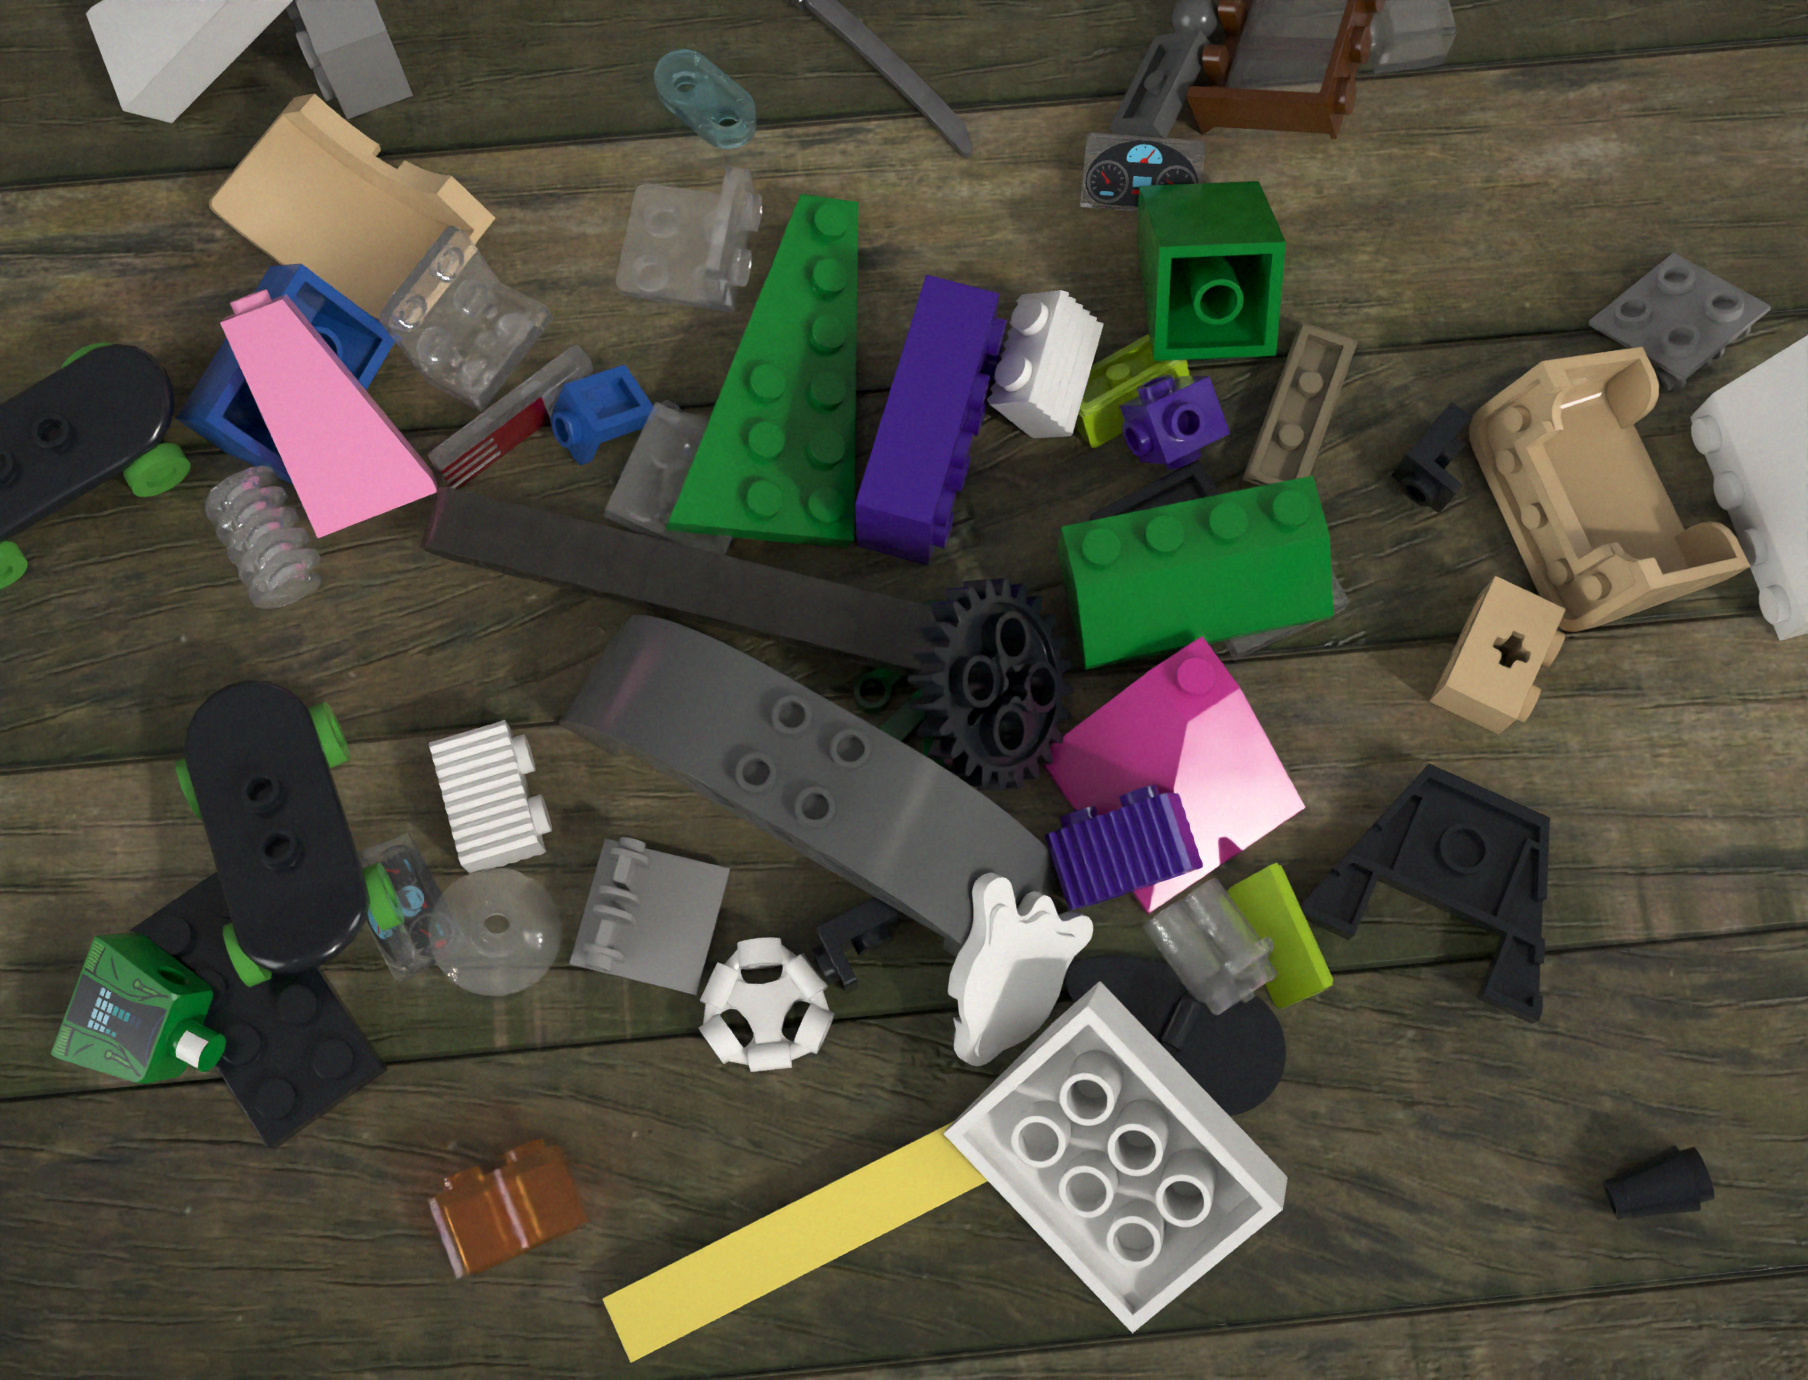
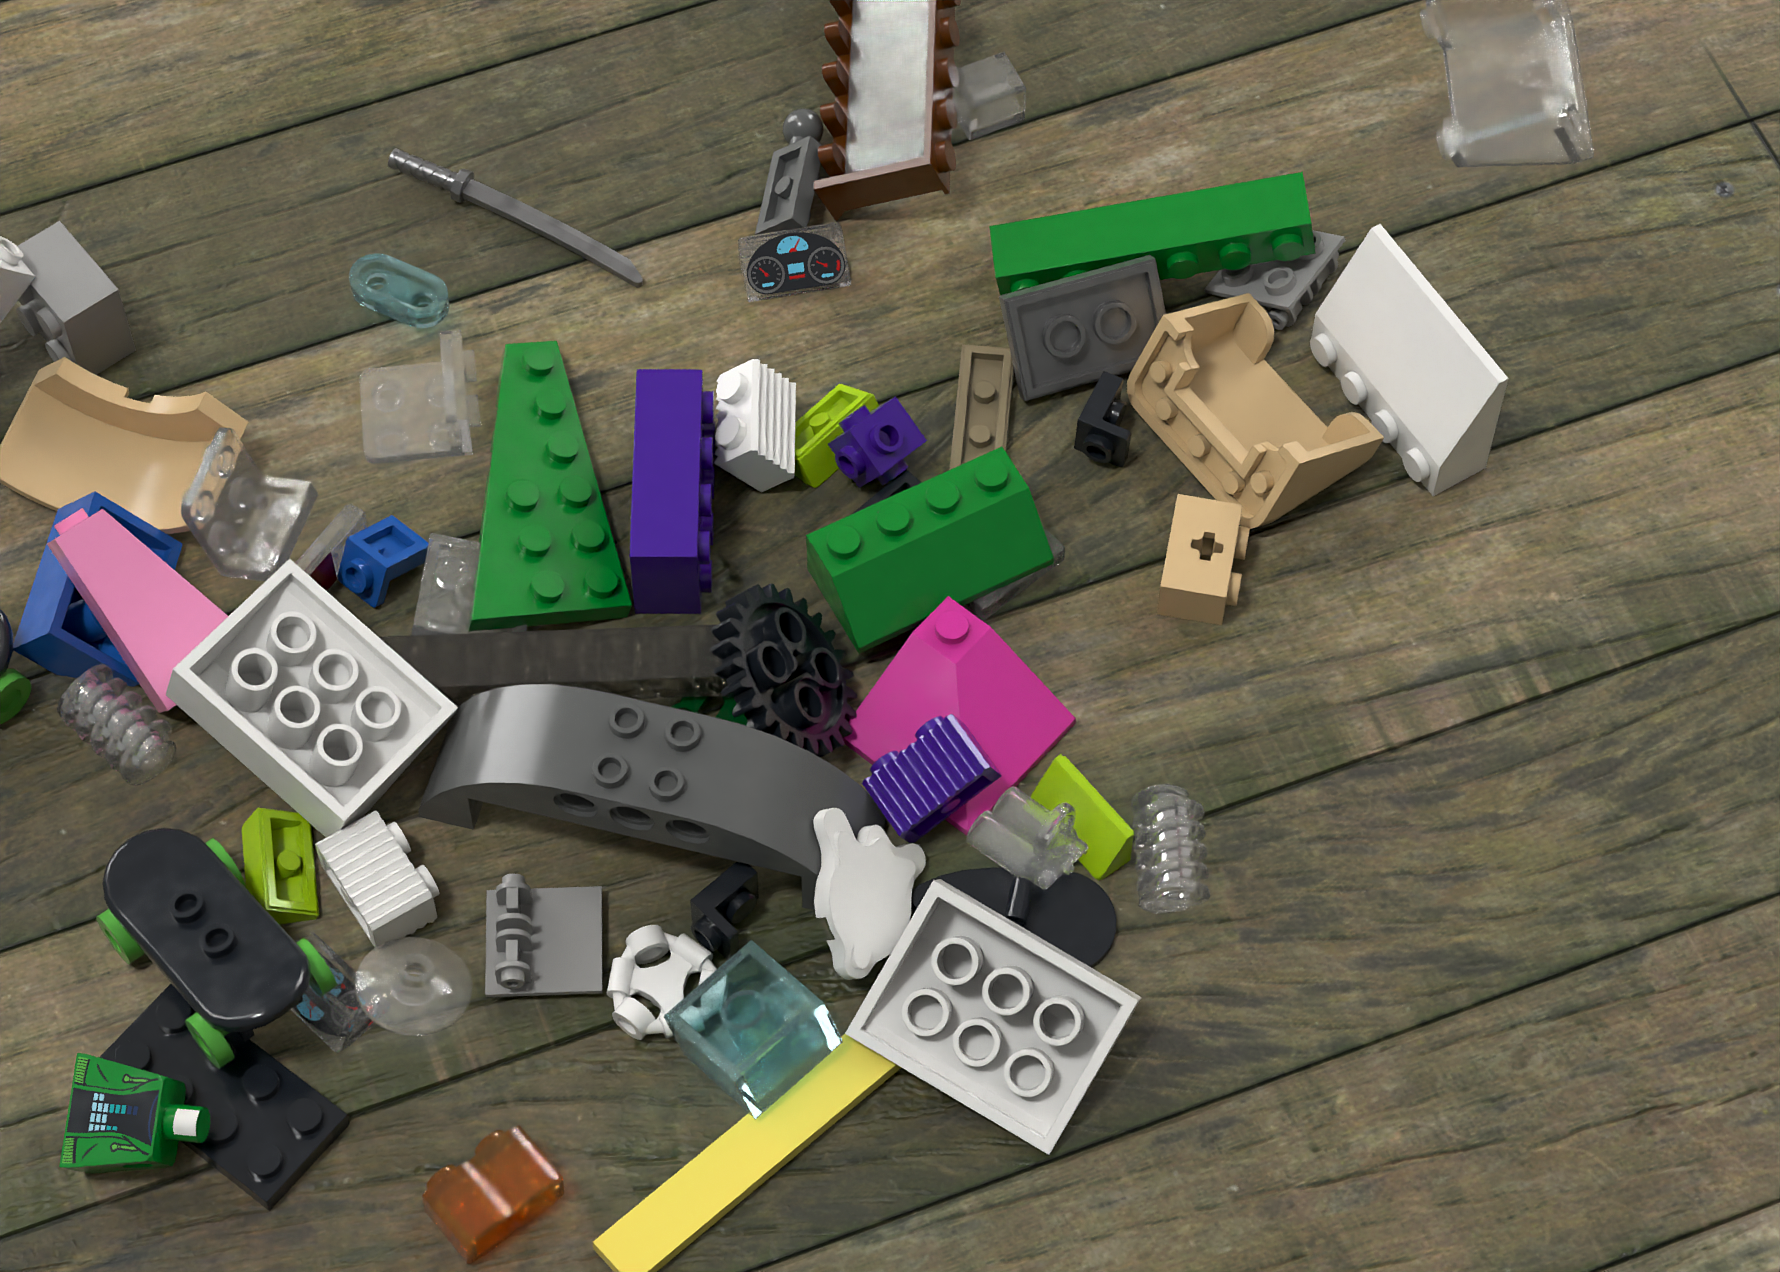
camera: 15 degrees left, 15 degrees down
(394, 748) = (281, 864): none -> lime slope
(466, 571) = (309, 699): none -> white slope
(841, 1105) = (753, 1029): none -> clear light blue brick
(1210, 270) = (873, 320): green slope -> none
(1367, 1008) = (1169, 849): none -> clear piece
(1444, 339) = (1082, 326): none -> flat silver tile
(1465, 856) = (1213, 719): black wing -> none
(1555, 255) = (1182, 231): none -> green brick
(1661, 1185) = (1449, 925): black cone -> none

